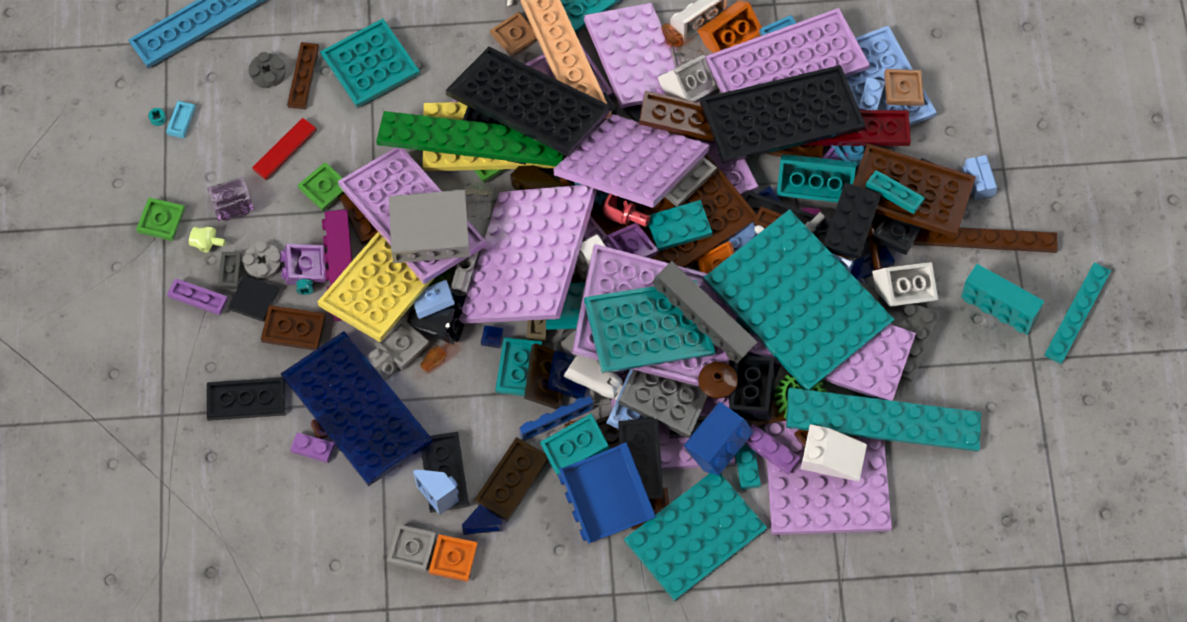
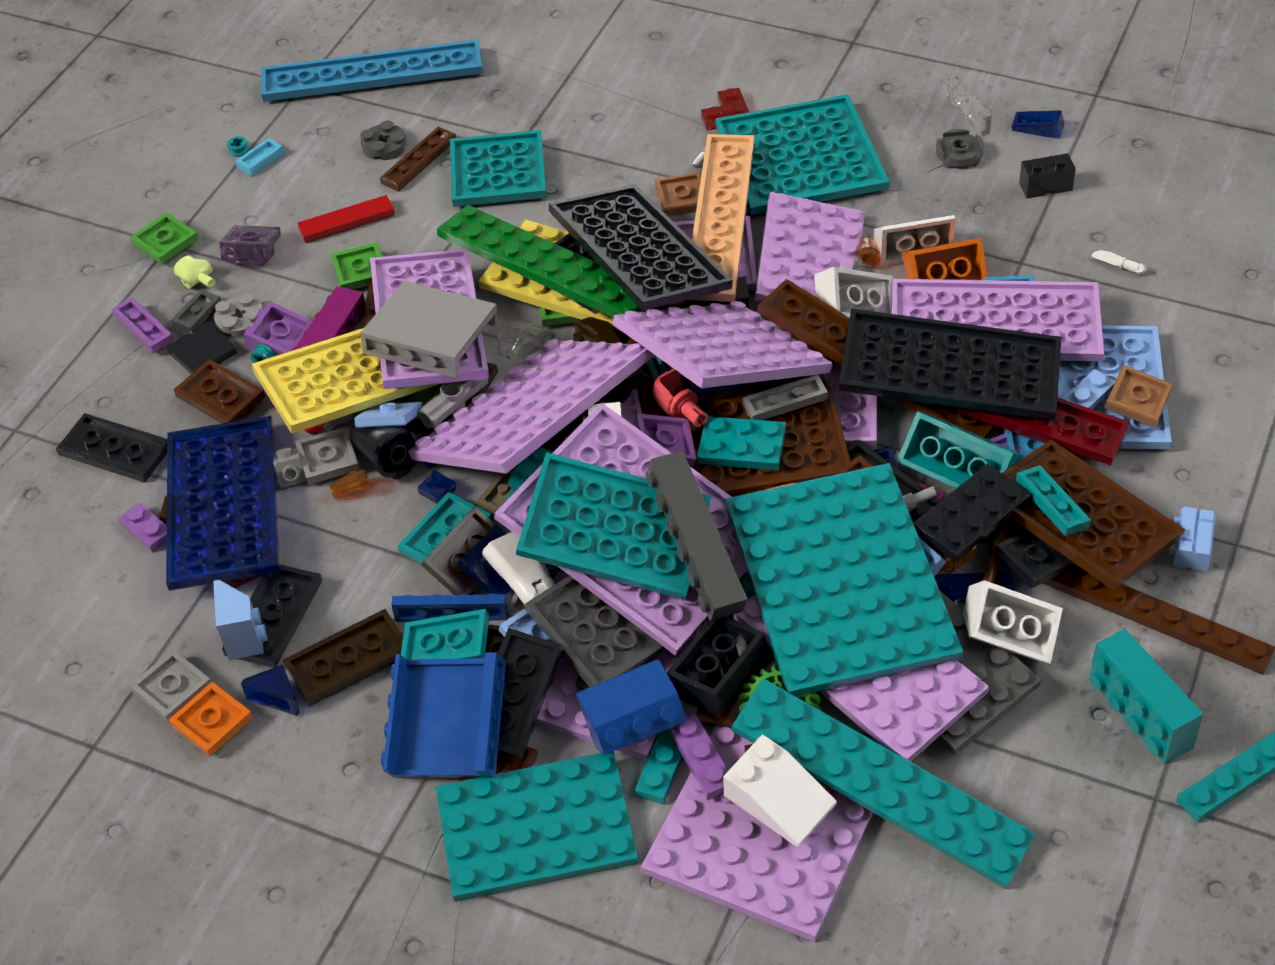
camera: 30 degrees right, 15 degrees down
(717, 387) = (672, 640): reddish brown dish -> none

